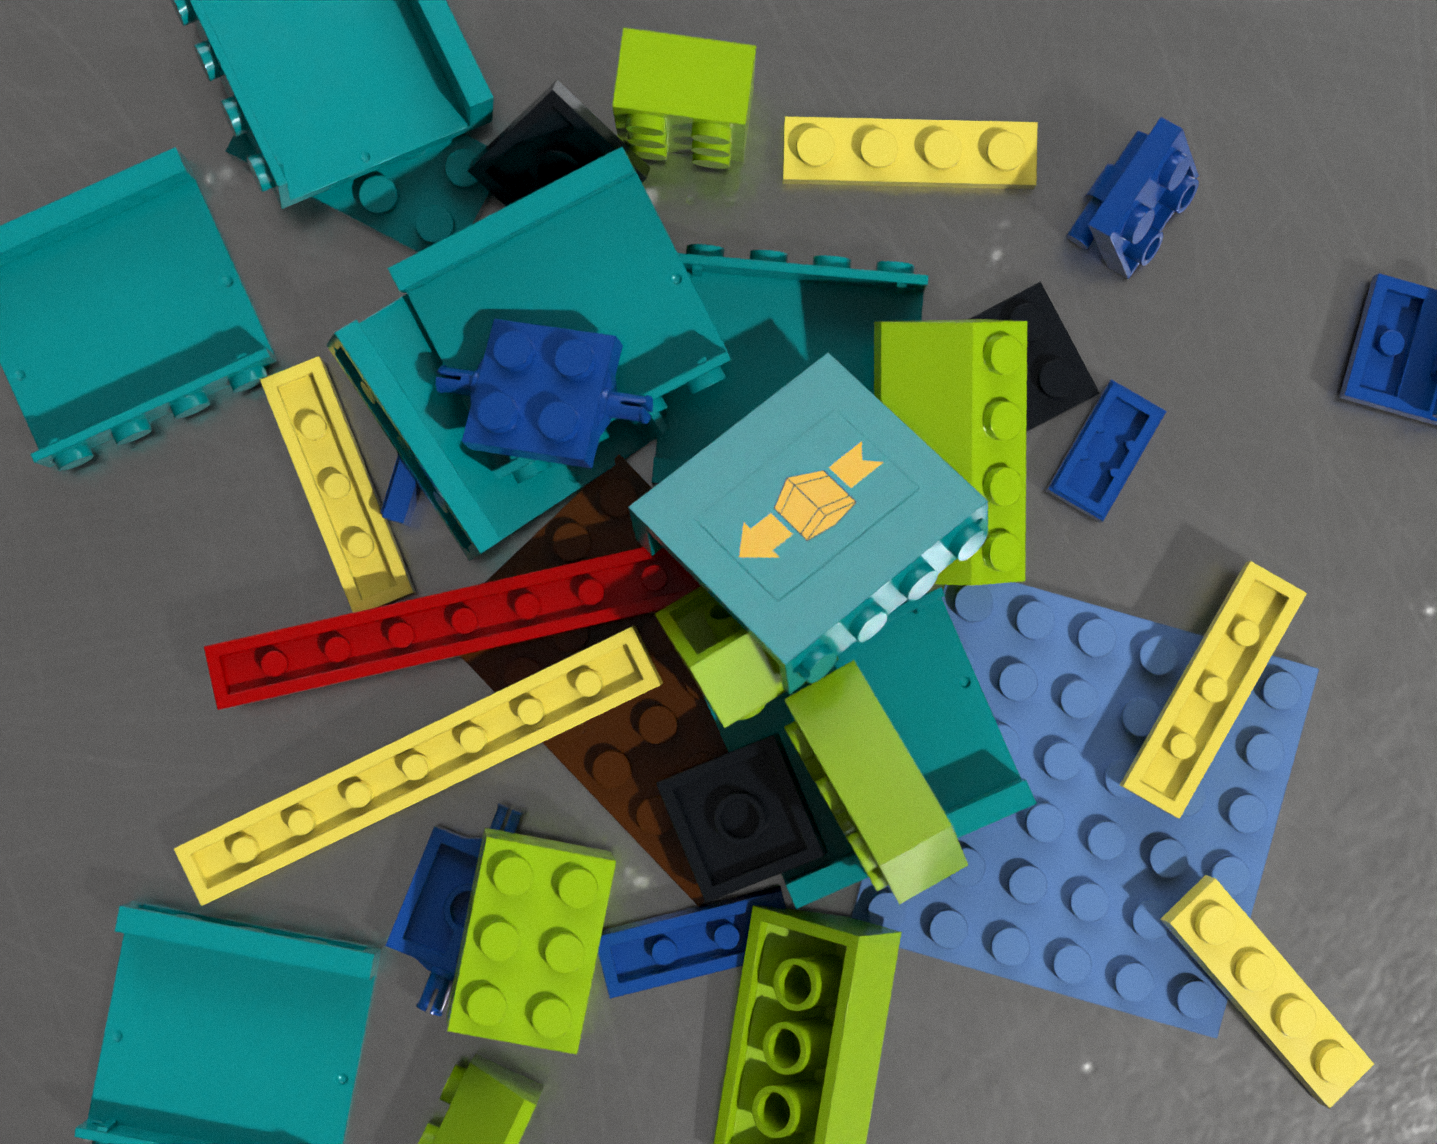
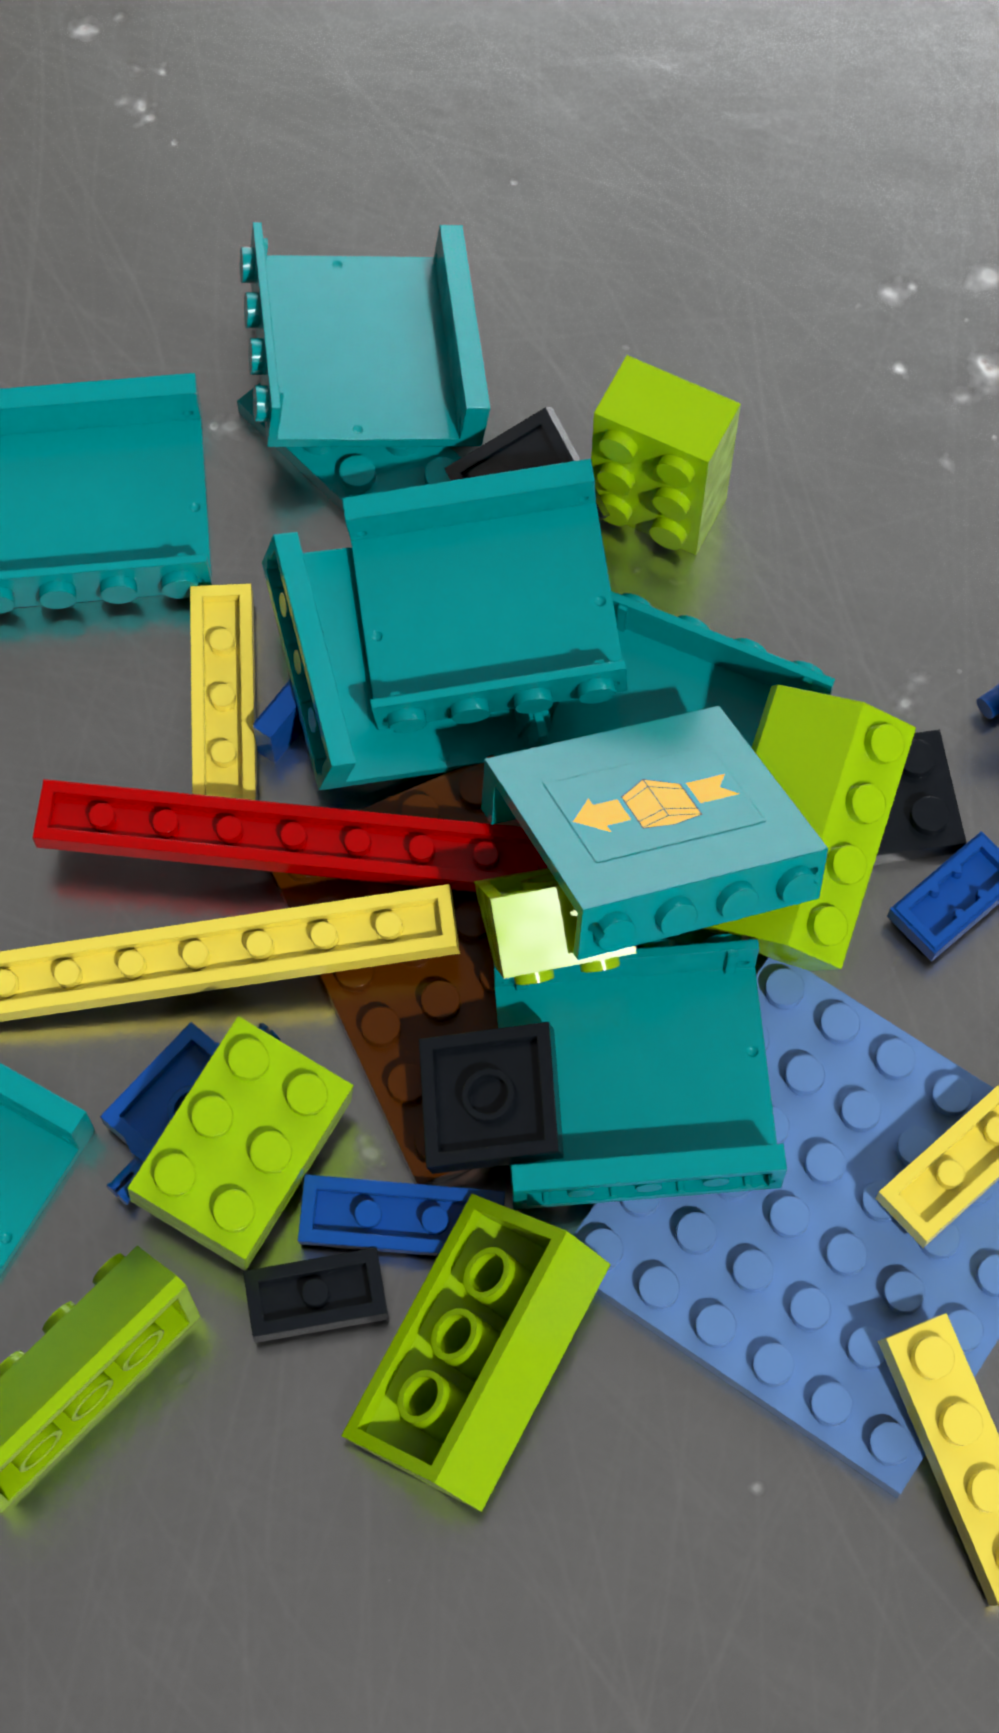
camera: 20 degrees right, 20 degrees down
(543, 393) = (443, 647): blue plate -> none
(643, 1039) = (315, 1295): none -> black plate
(872, 784) = (634, 1083): lime brick -> none
(910, 152) = (852, 590): light yellow plate -> none

